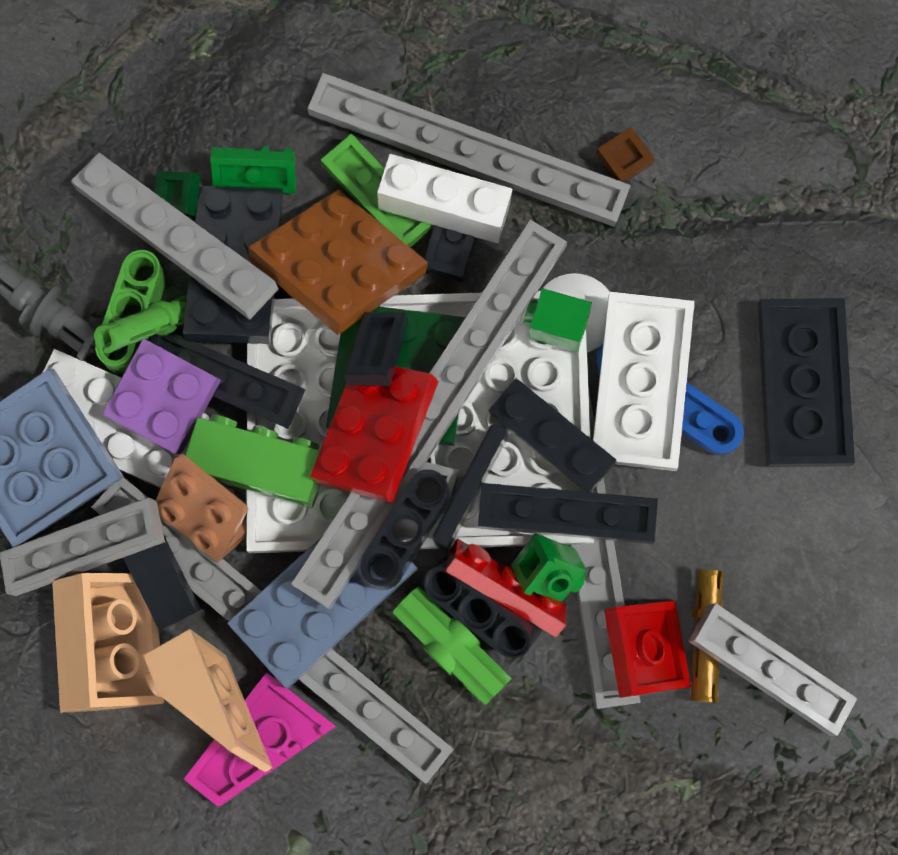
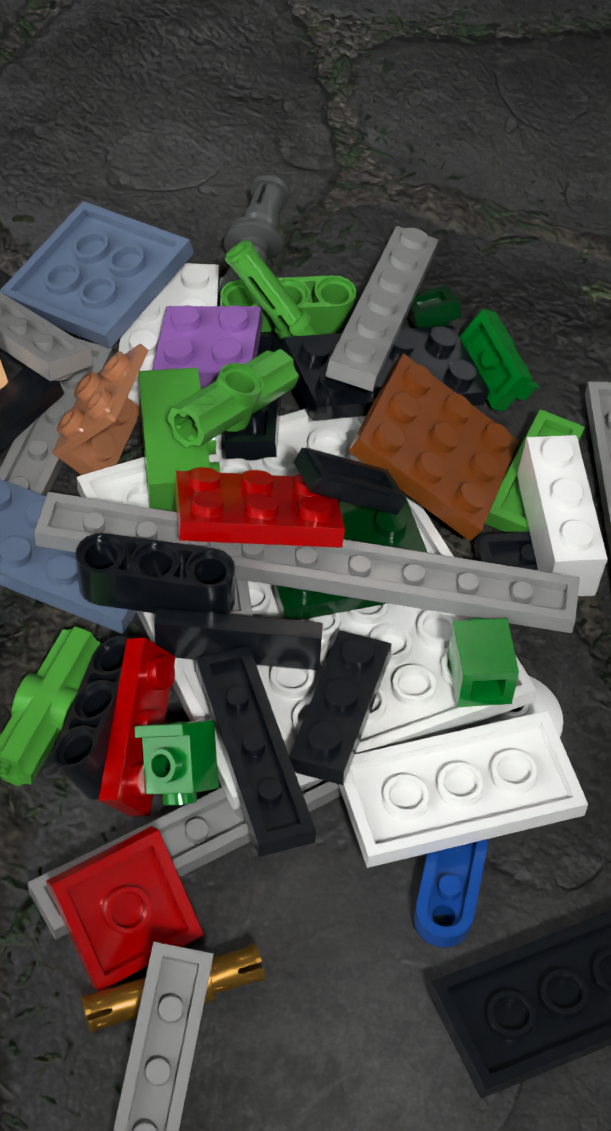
camera: 65 degrees right, 25 degrees down
(262, 421) = (232, 398): none -> bright green piece

